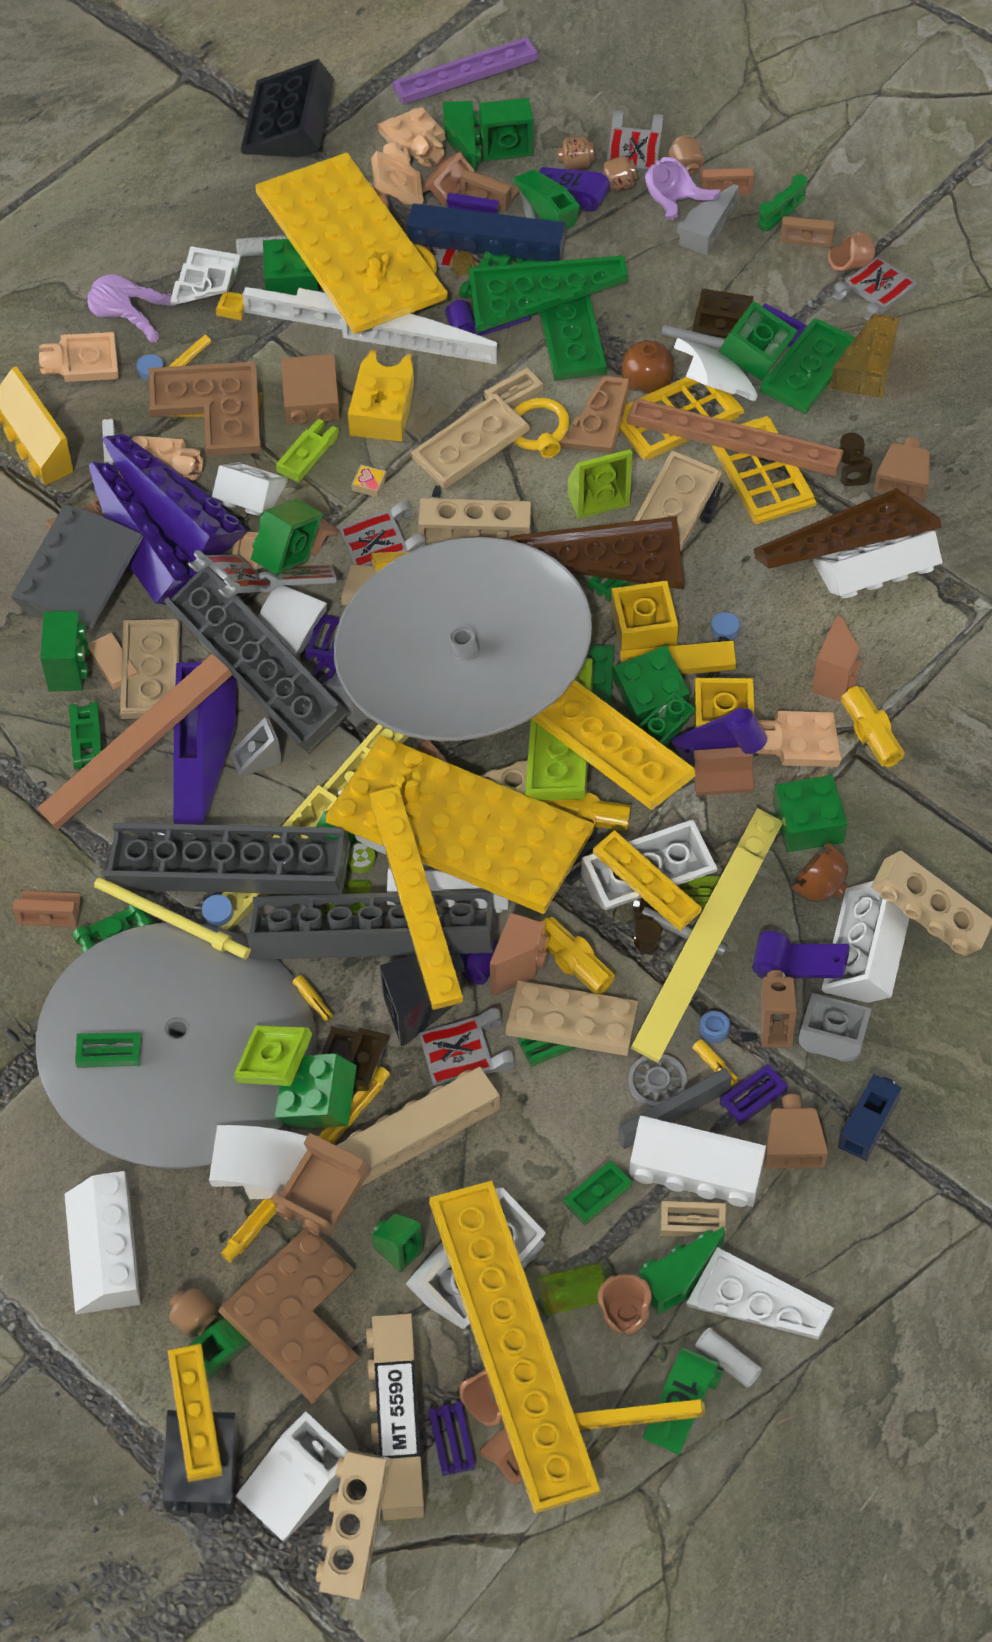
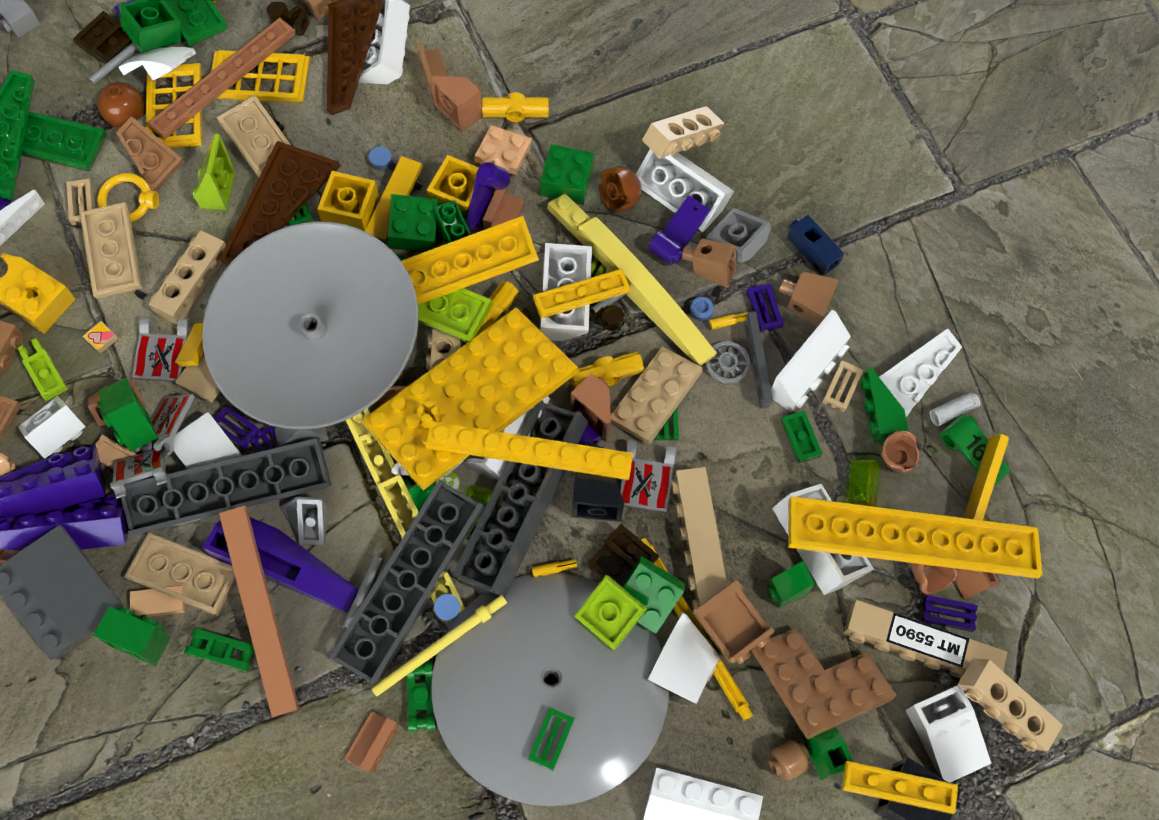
camera: 70 degrees left, 10 degrees up
(875, 622) = (431, 64): none -> medium nougat panel

